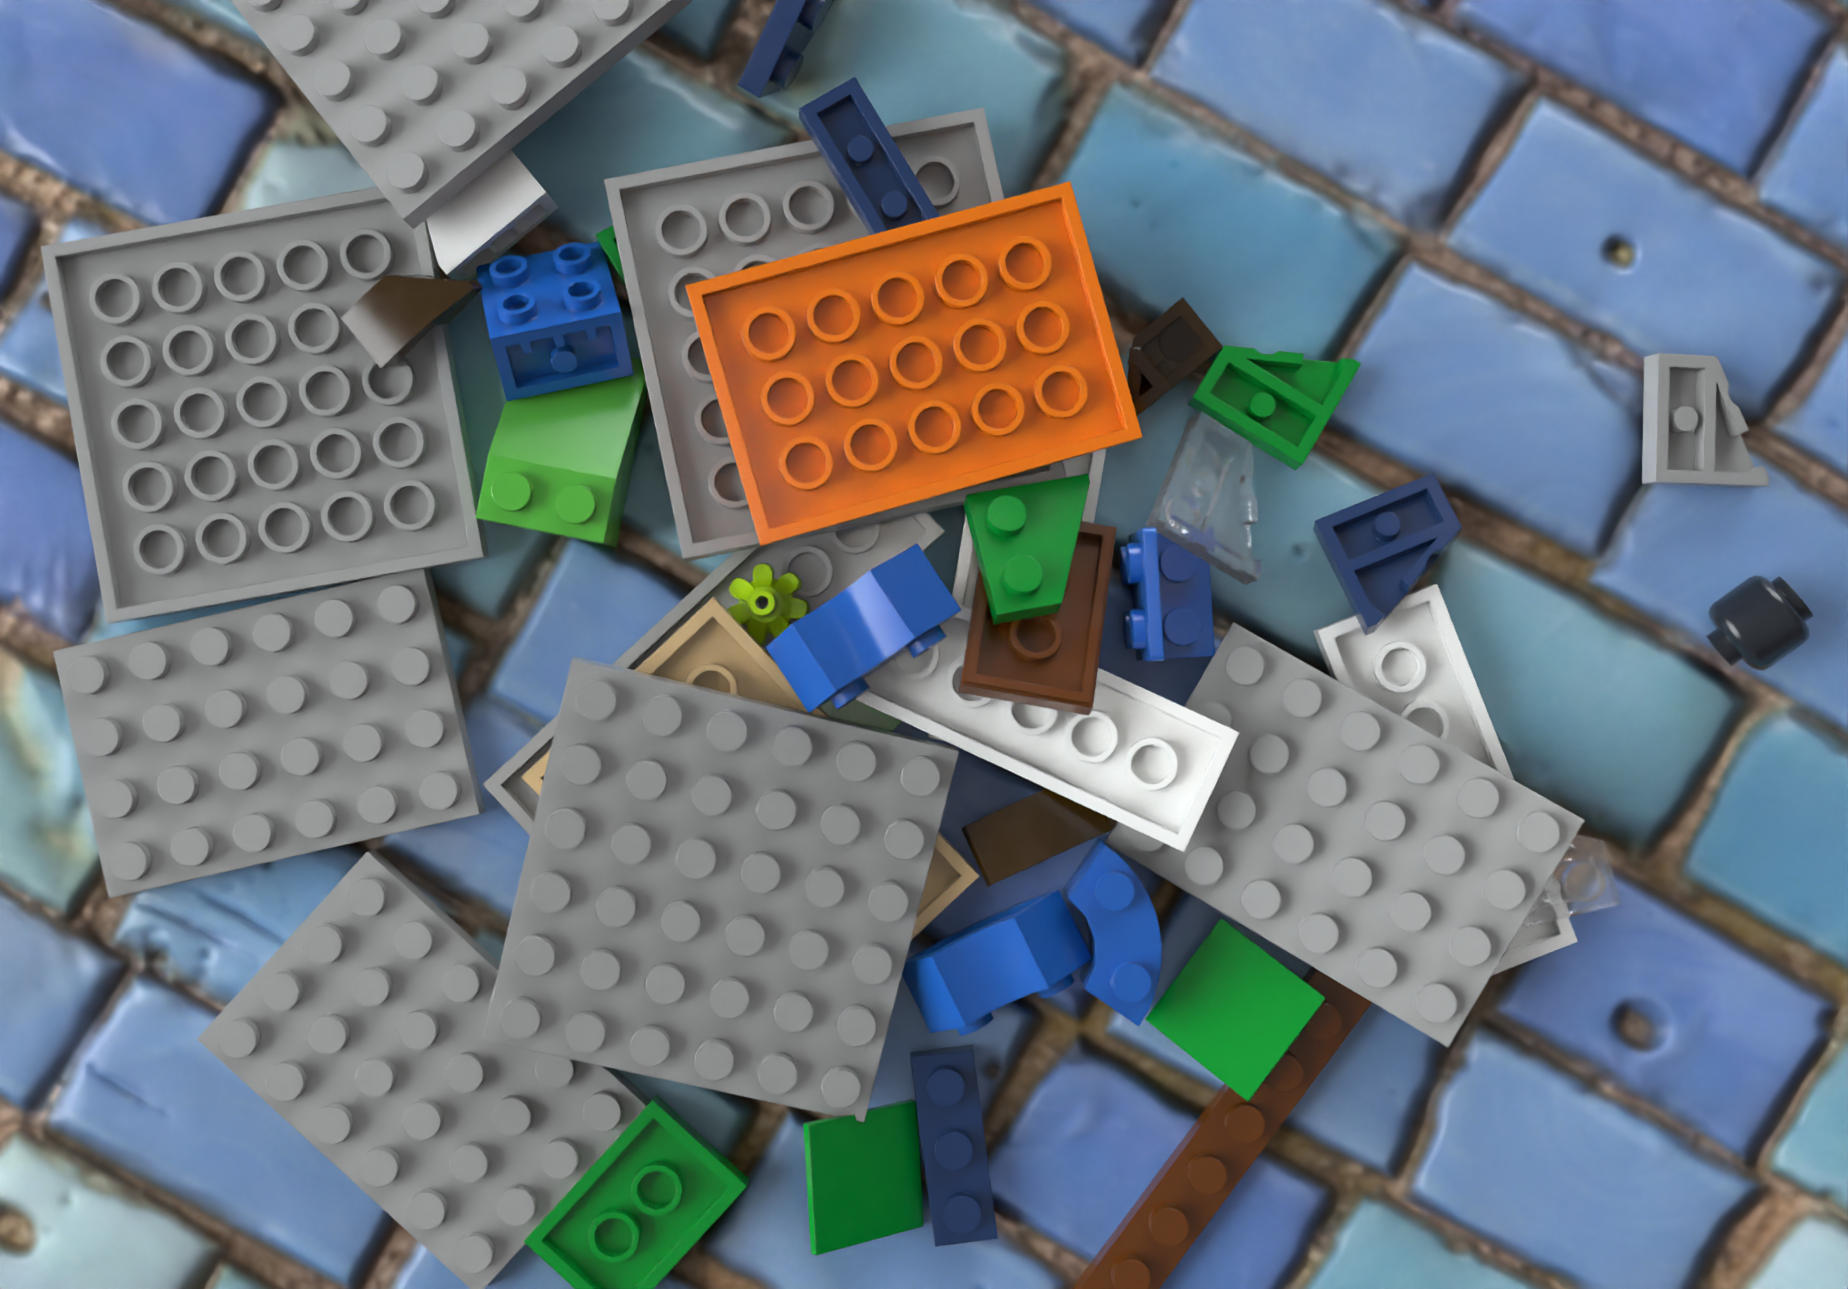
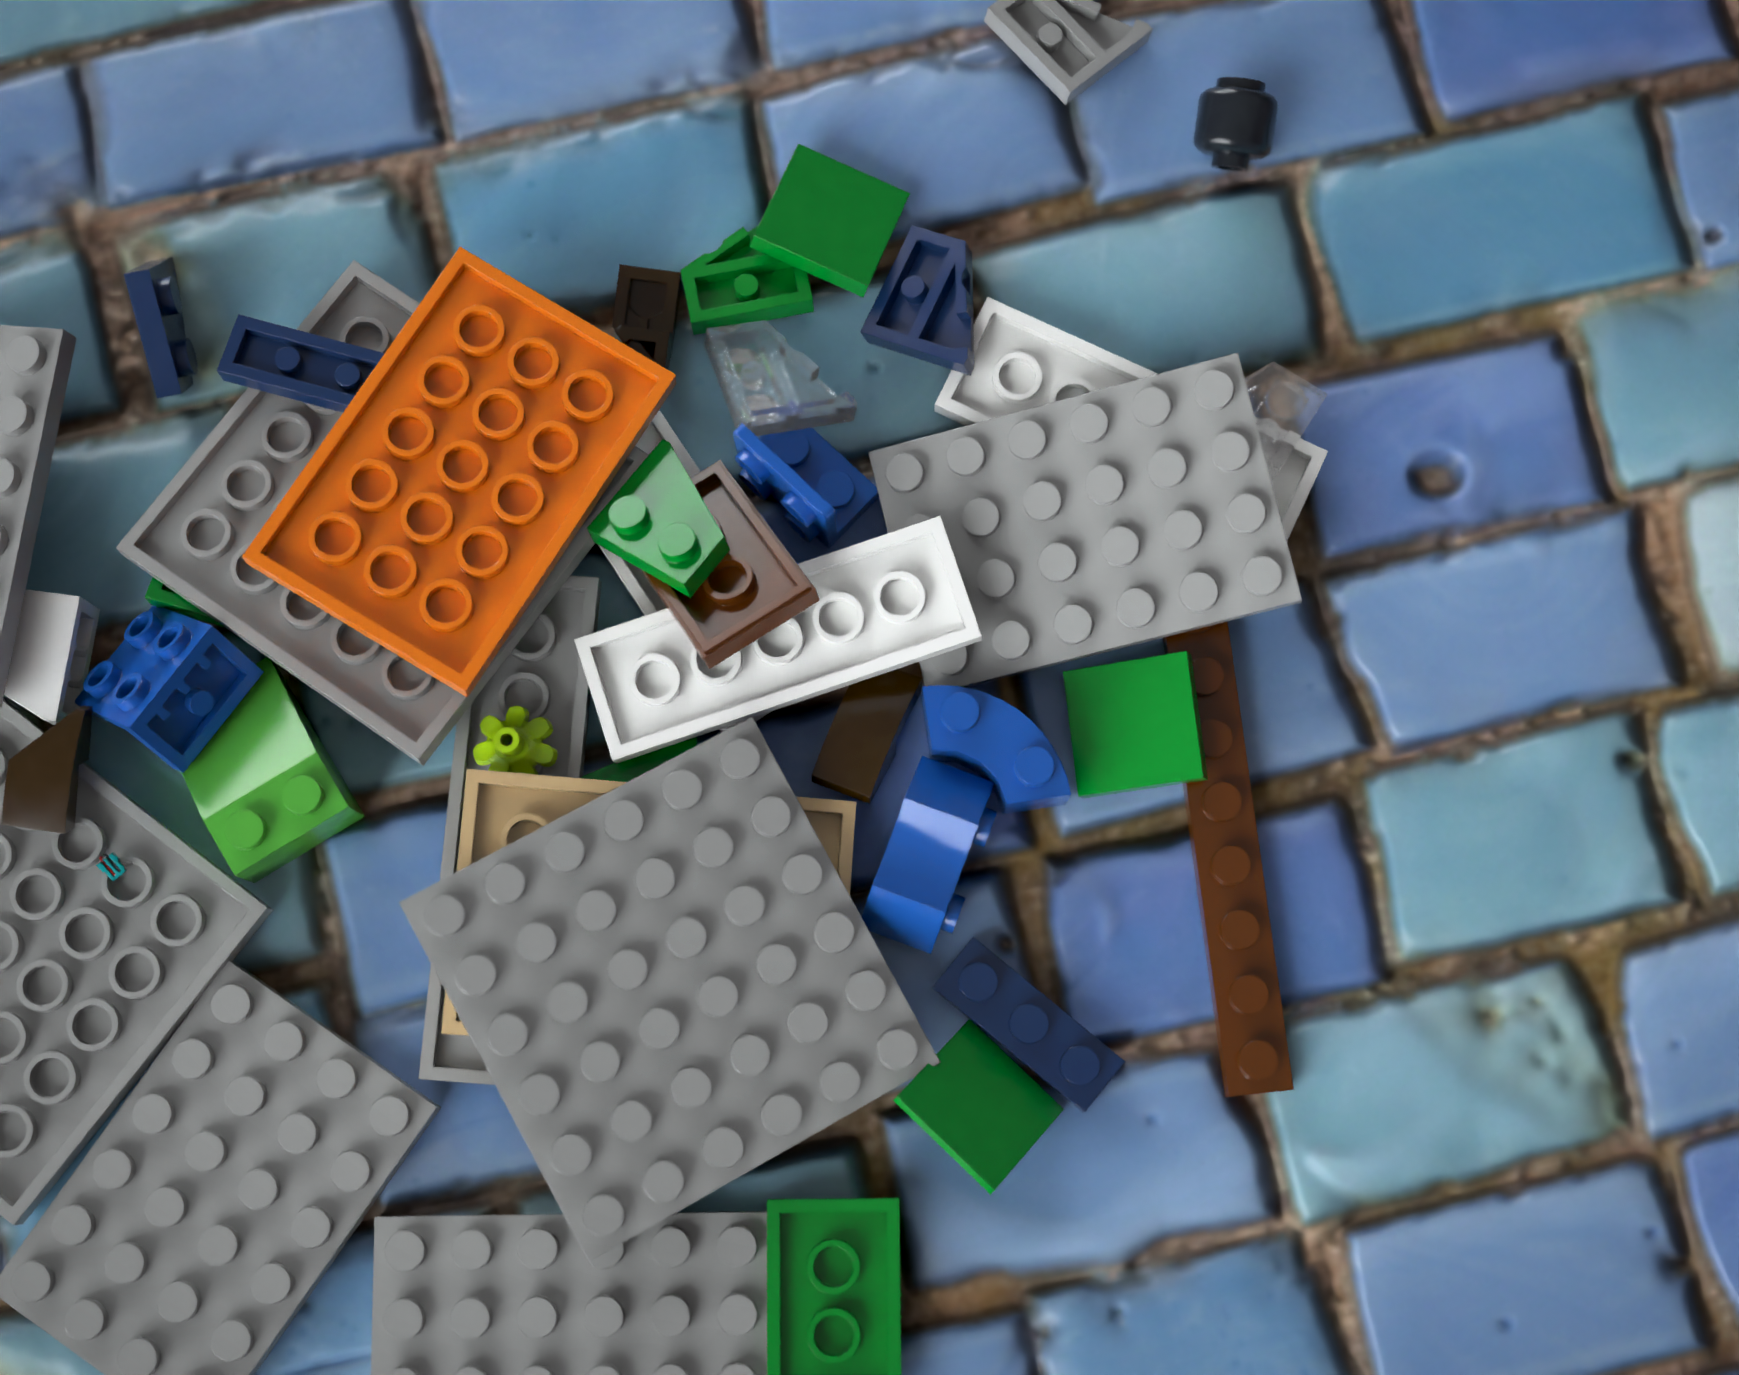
camera: 40 degrees left, 10 degrees down
(396, 421) = (111, 866): none -> teal piece
(864, 629) = (599, 688): blue brick -> none
(1374, 412) = (830, 220): none -> green tile

